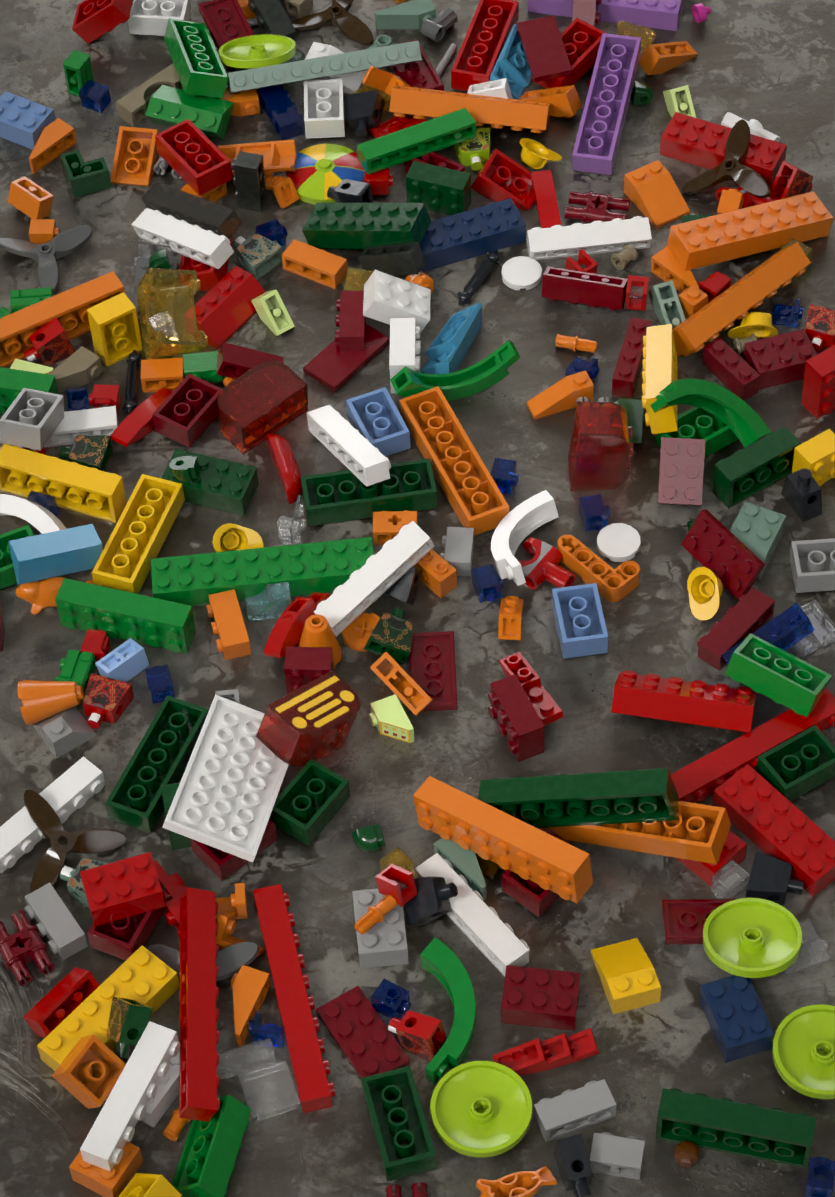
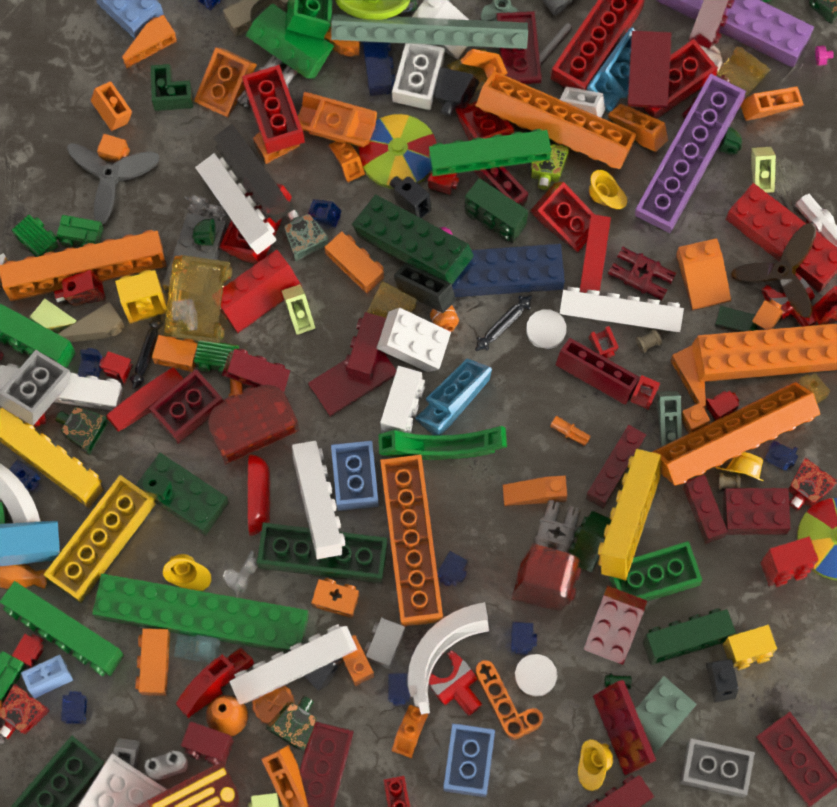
camera: 15 degrees right, 20 degrees up
(249, 181) = (318, 152): pearl dark grey brick -> none
(271, 690) = (166, 765): none -> light grey pin
(579, 365) = (566, 463): clear blue bracket -> none
(717, 401) = (683, 579): green arch -> none

